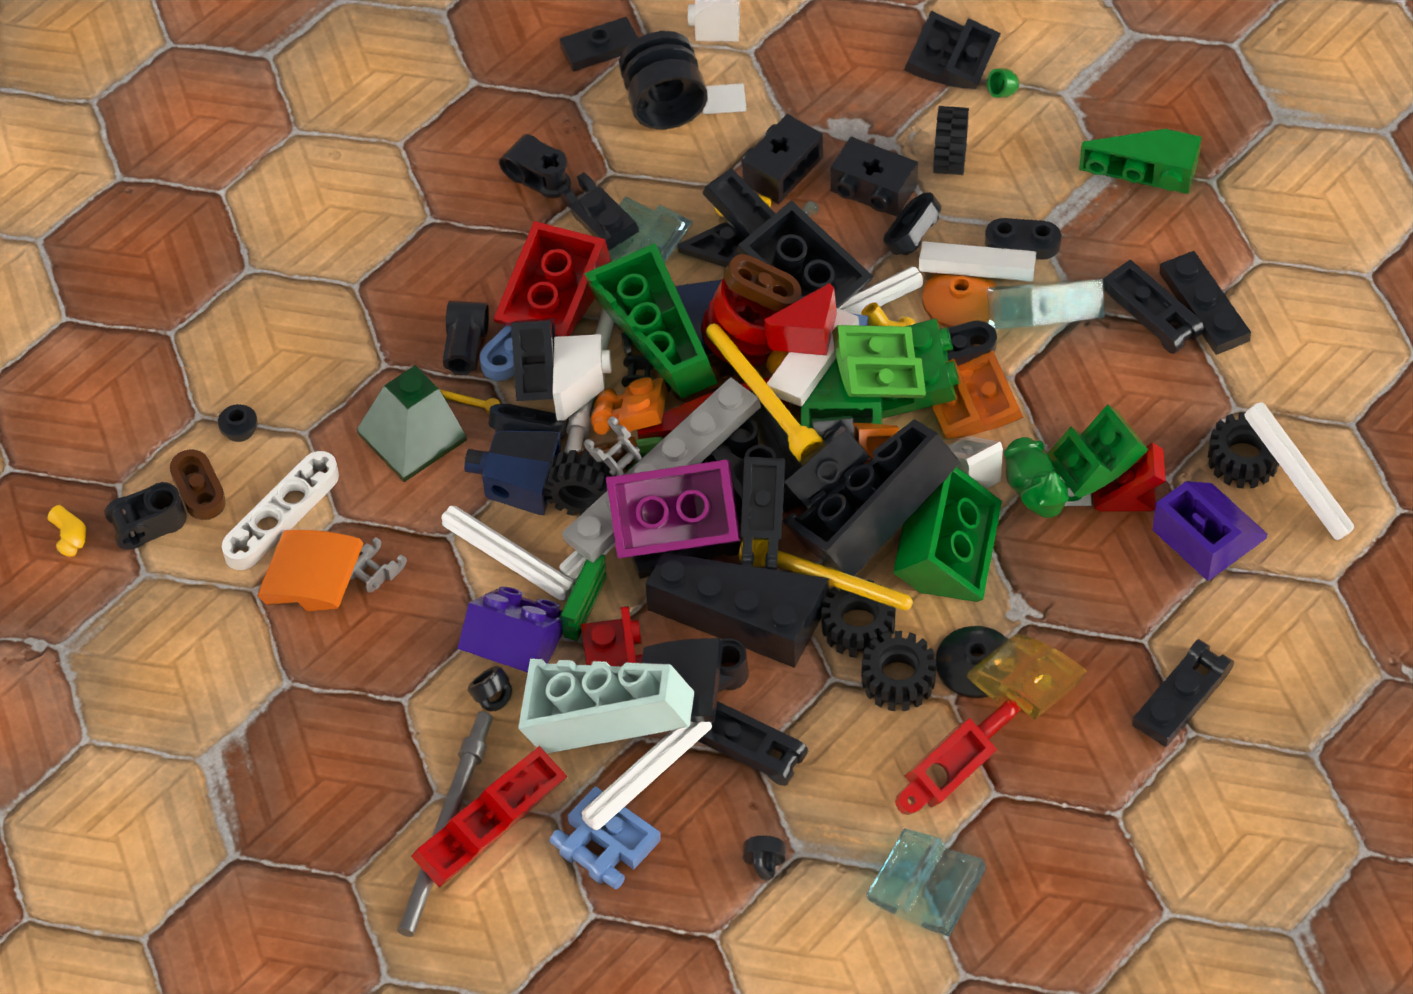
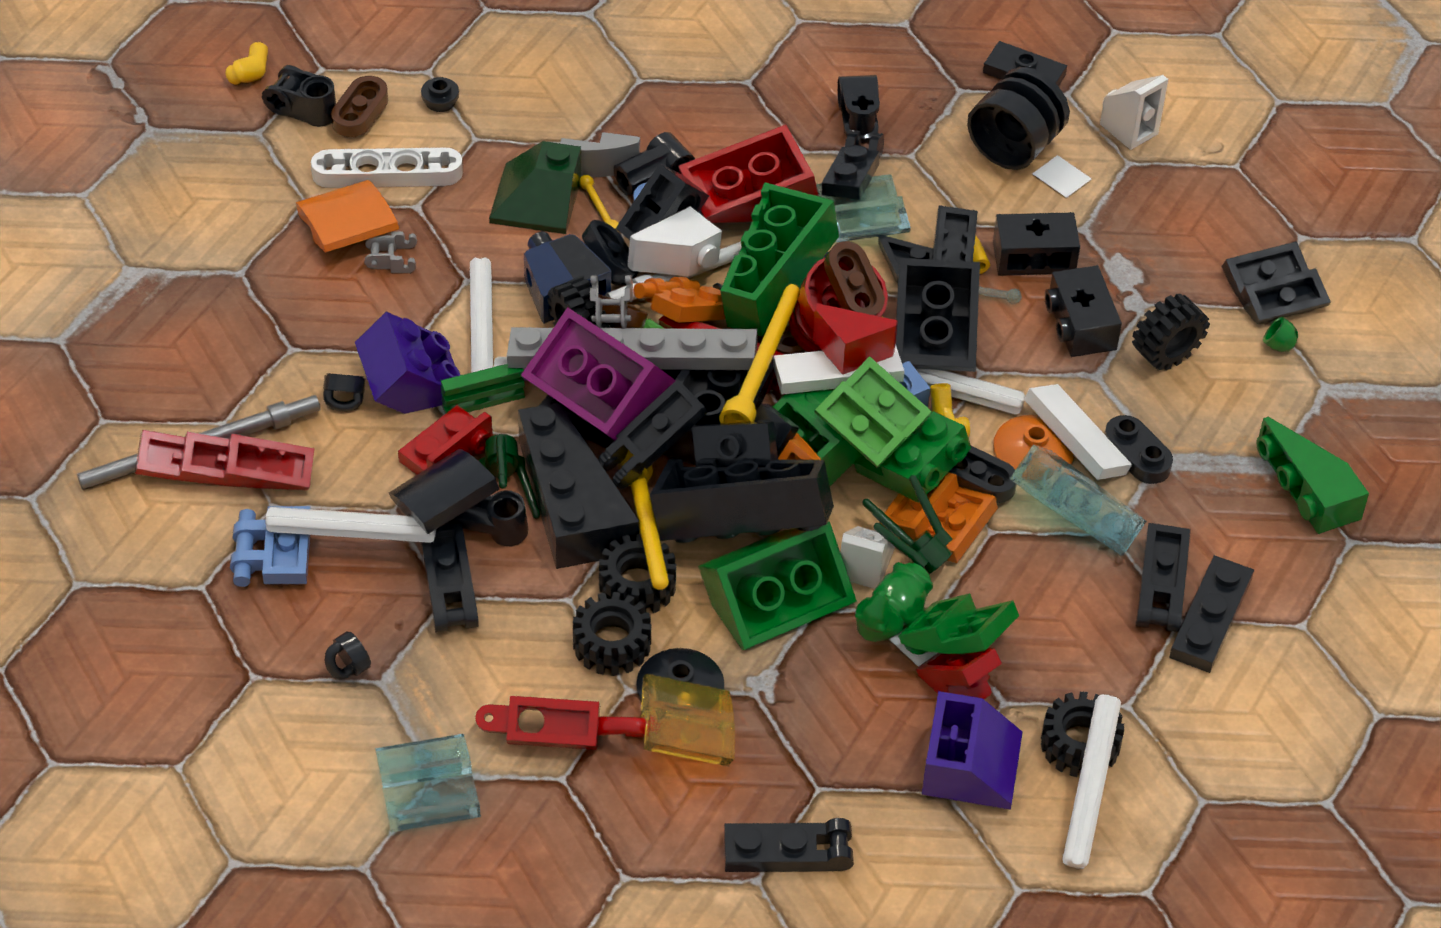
camera: 45 degrees right, 5 degrees down
(426, 352) = (600, 158): none -> light grey slope
(601, 703) = (371, 450): light aqua wedge -> none
(663, 627) = (502, 460): none -> dark green plant
(912, 224) = (1081, 365): black plate -> none
(1003, 424) = (927, 549): none -> dark green plant

